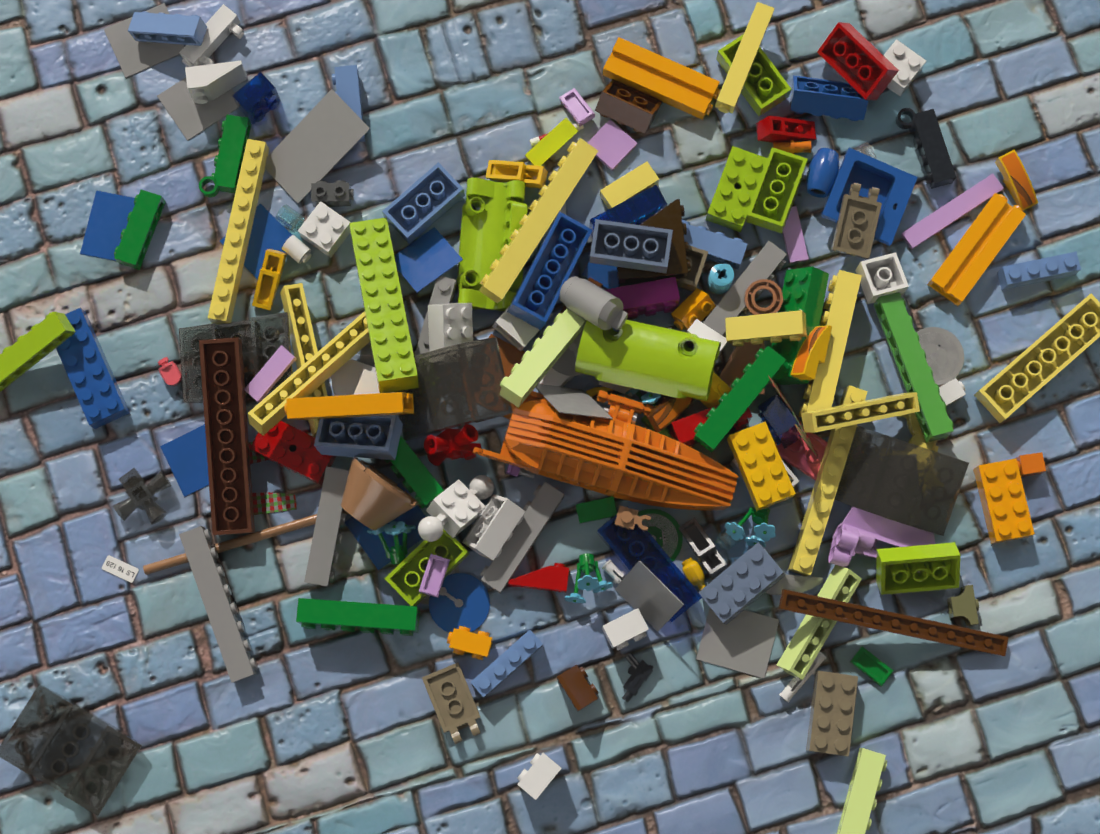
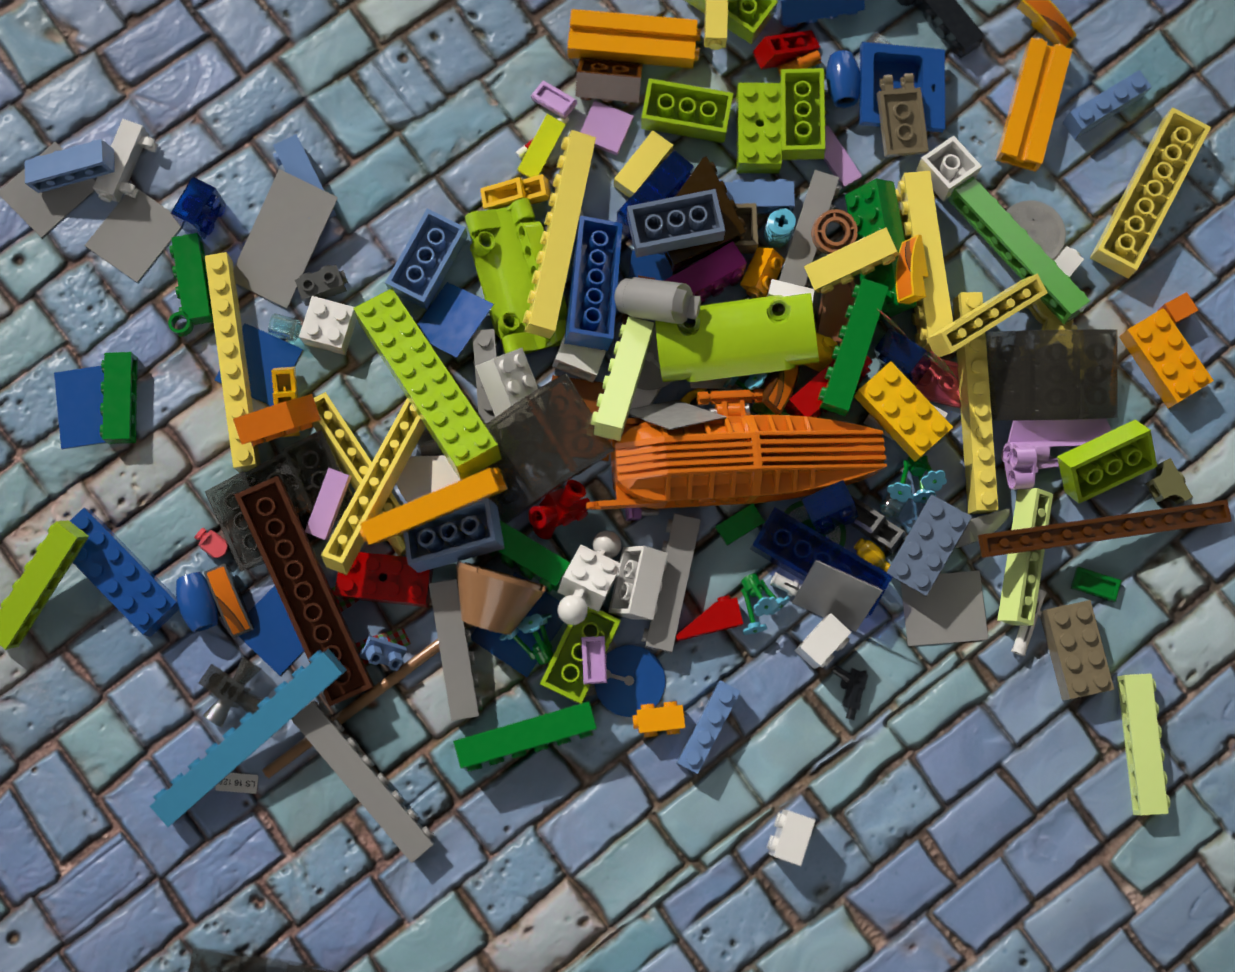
camera: 25 degrees left, 0 degrees up
(140, 414) = (196, 602): none -> blue piece
(140, 536) = (248, 737): none -> dark azure brick
(166, 422) = (229, 600): none -> slope
(212, 80) = (143, 204): white slope -> none
(251, 292) = (277, 420): none -> orange brick
(271, 508) = (383, 652): none -> medium blue hips
(297, 249) = (305, 358): white brick -> none
(452, 701) = (663, 790): dark tan tile -> none
(577, 687) = (794, 725): reddish brown slope -> none
(628, 518) = (781, 519): medium nougat plate -> none
(666, 145) = (686, 110): none -> lime brick
(672, 523) = (831, 508): none -> clear blue brick
(952, 211) = (992, 74): lavender tile -> none

